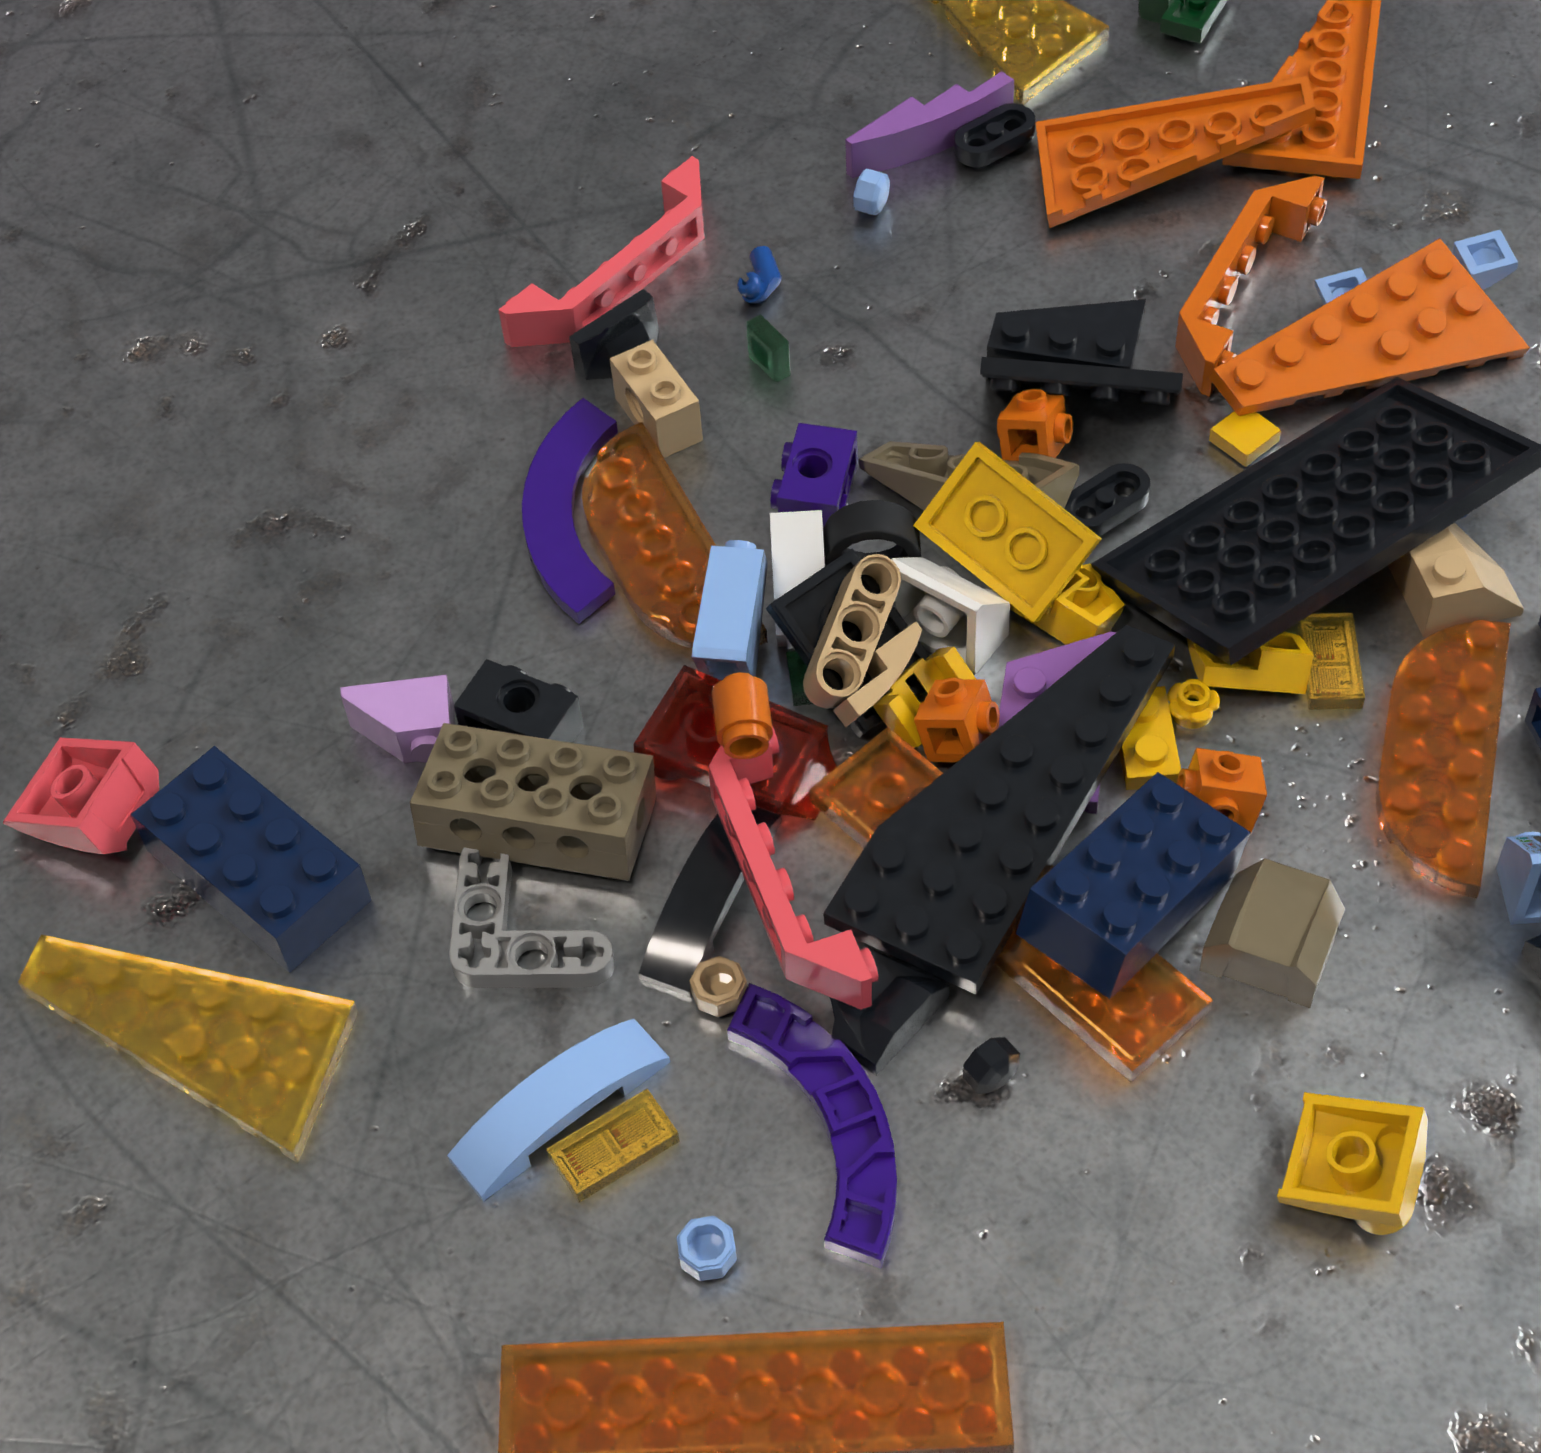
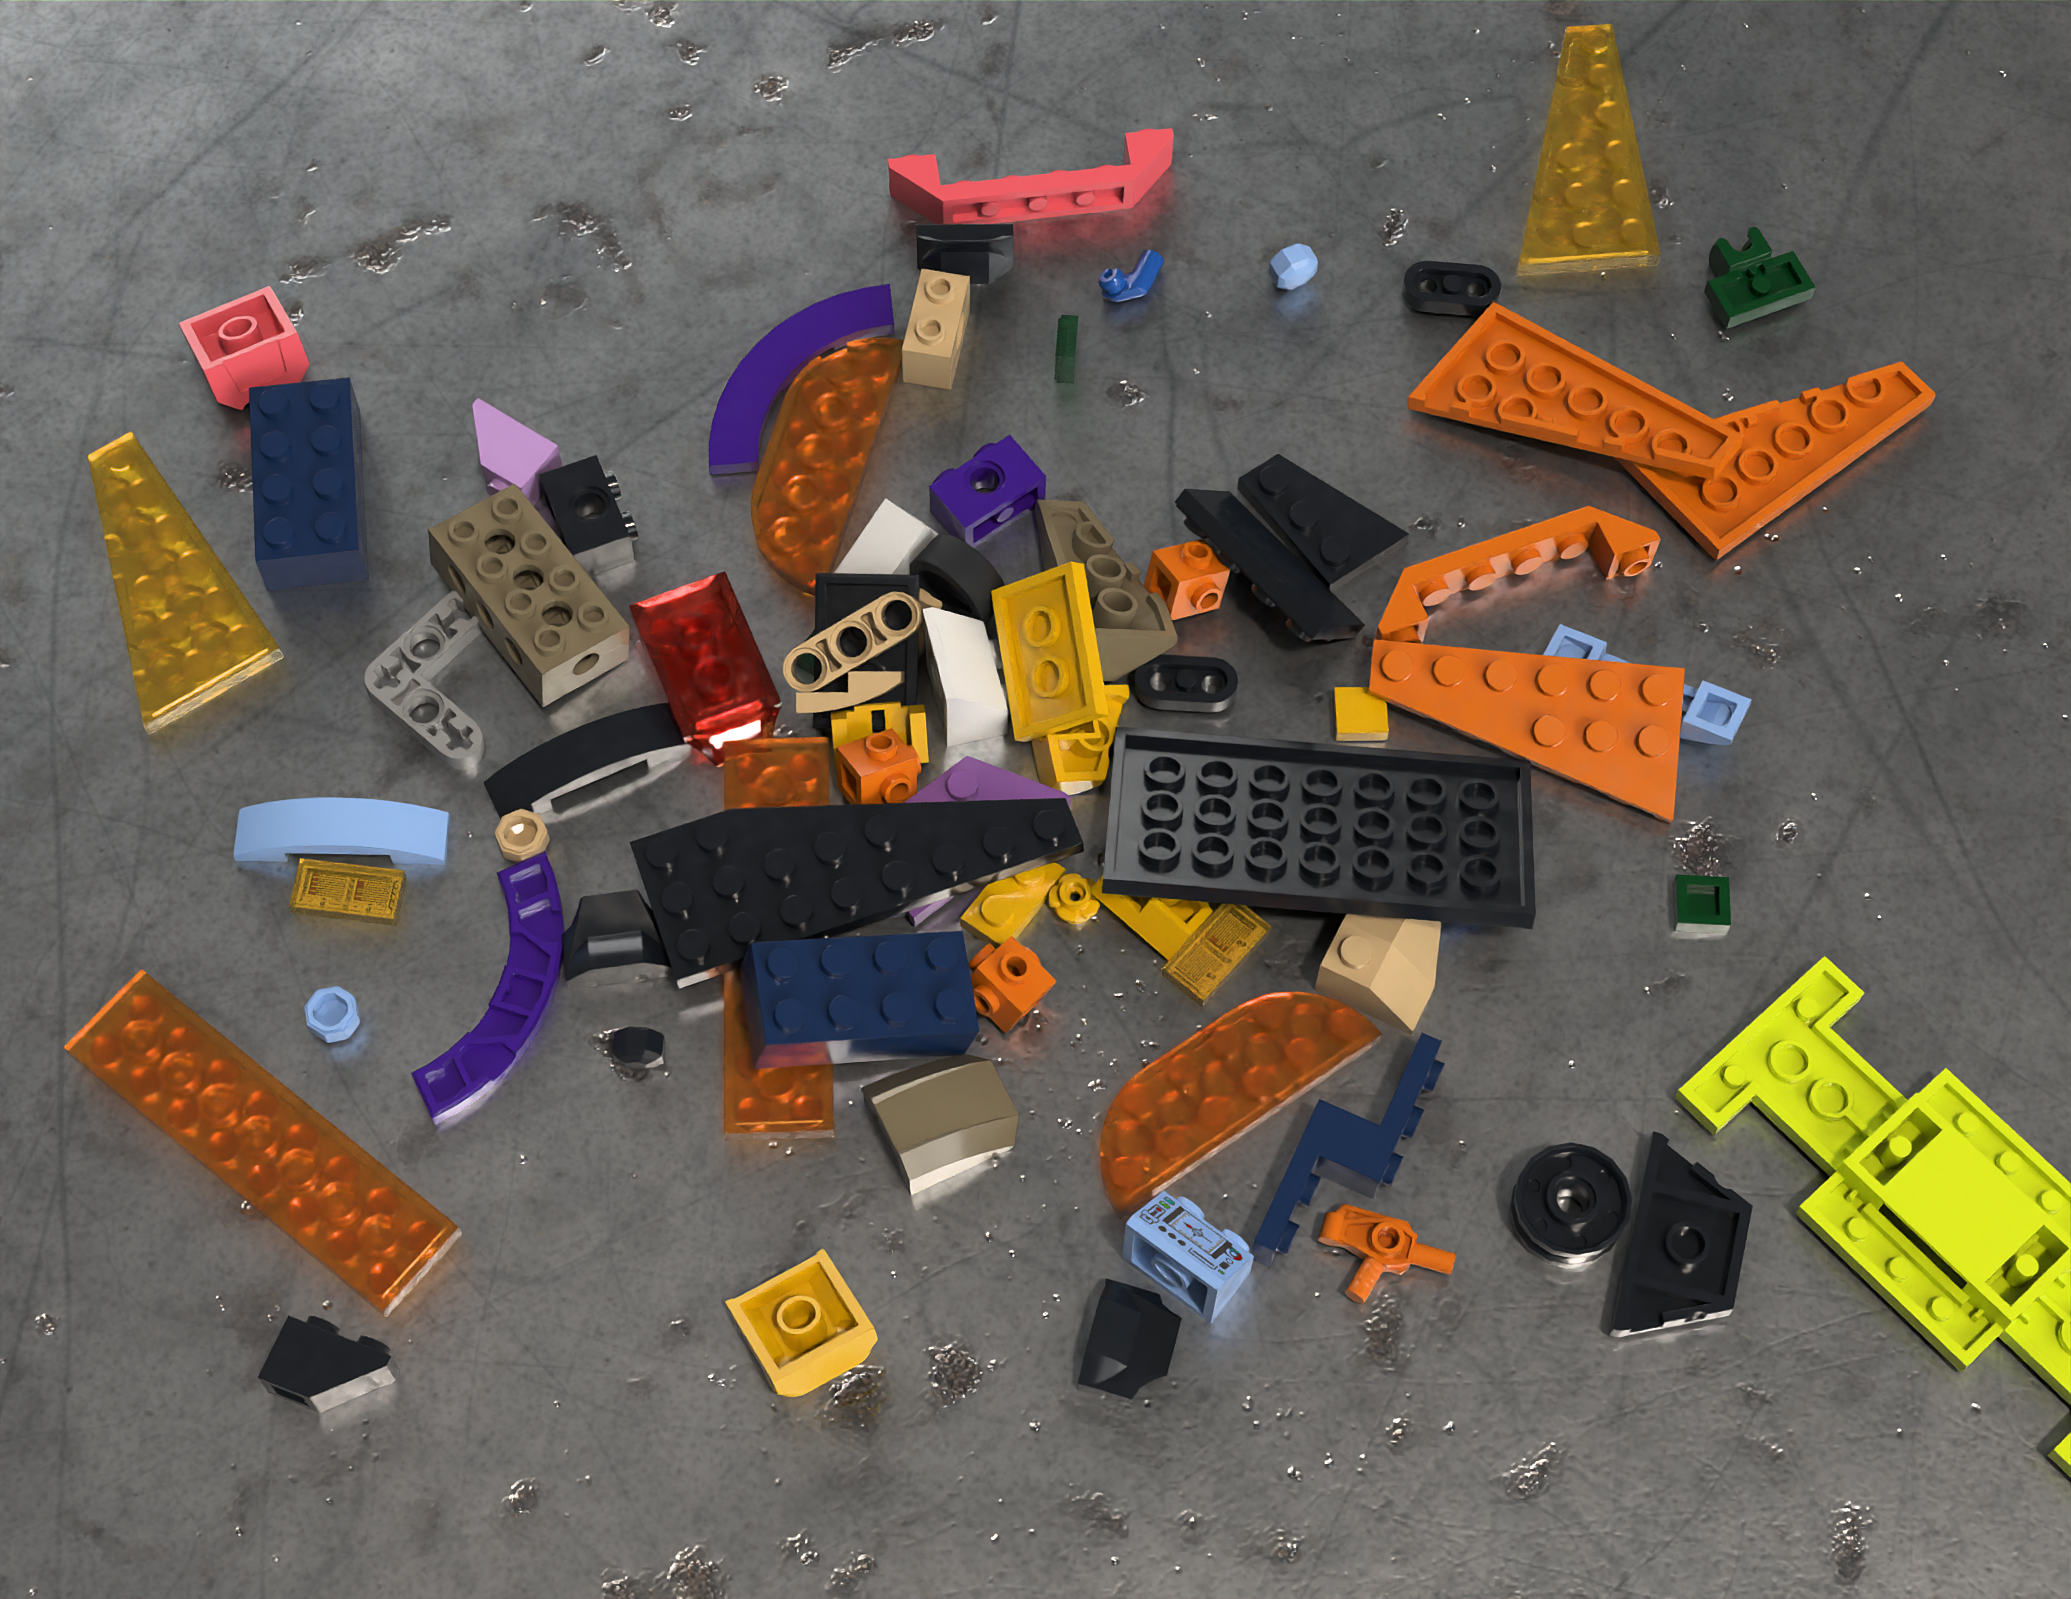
camera: 35 degrees right, 10 degrees up
(731, 610) = (781, 562): light blue slope -> none
(742, 715) = (687, 647): orange brick -> none
(827, 965) = (681, 677): coral slope -> none
(921, 130) = (1387, 238): medium lavender slope -> none

